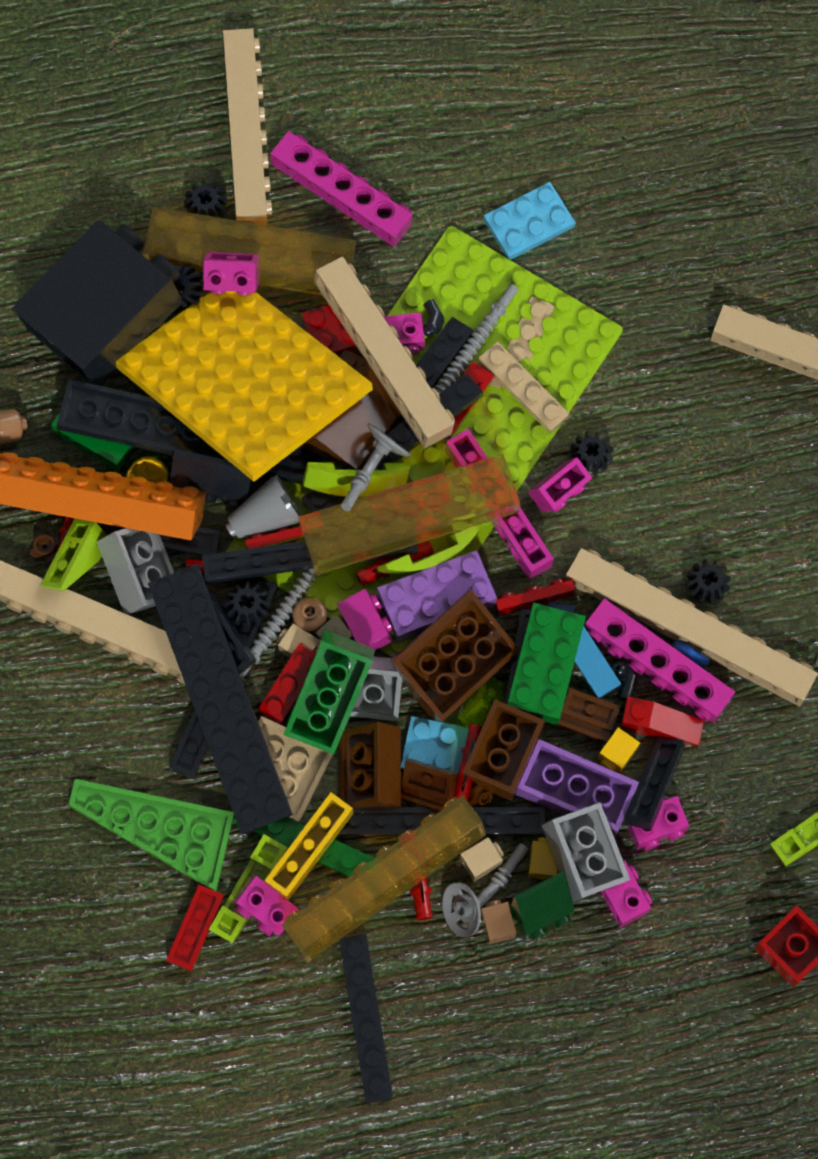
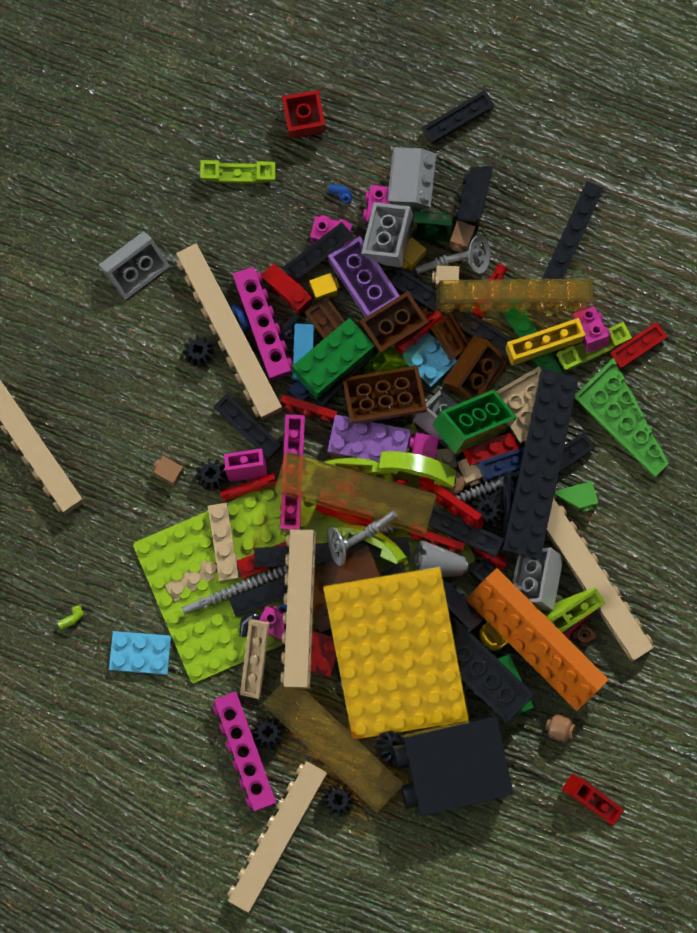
camera: 140 degrees left, 5 degrees up
(151, 697) = (579, 497): none -> bright green slope
(231, 272) = (357, 730): dark pink brick -> none
(266, 671) = (497, 465): none -> dark blue plate
(306, 583) = (455, 505): none -> red plate
(332, 214) = (262, 728): none -> black gear
(357, 591) = (418, 465): none -> lime slope
(398, 282) = (254, 658): none -> tan plate
(516, 978) = (474, 195): none -> black slope
(532, 473) = (248, 487): none -> red pin
(590, 534) = (247, 426): none -> black plate
(606, 1075) = (458, 117): none -> black plate
(608, 950) = (412, 177): none -> light grey slope
(628, 206) = (72, 619): none -> lime arm
(642, 427) = (168, 470): none -> medium nougat brick
(679, 886) = (342, 191): none -> blue arm

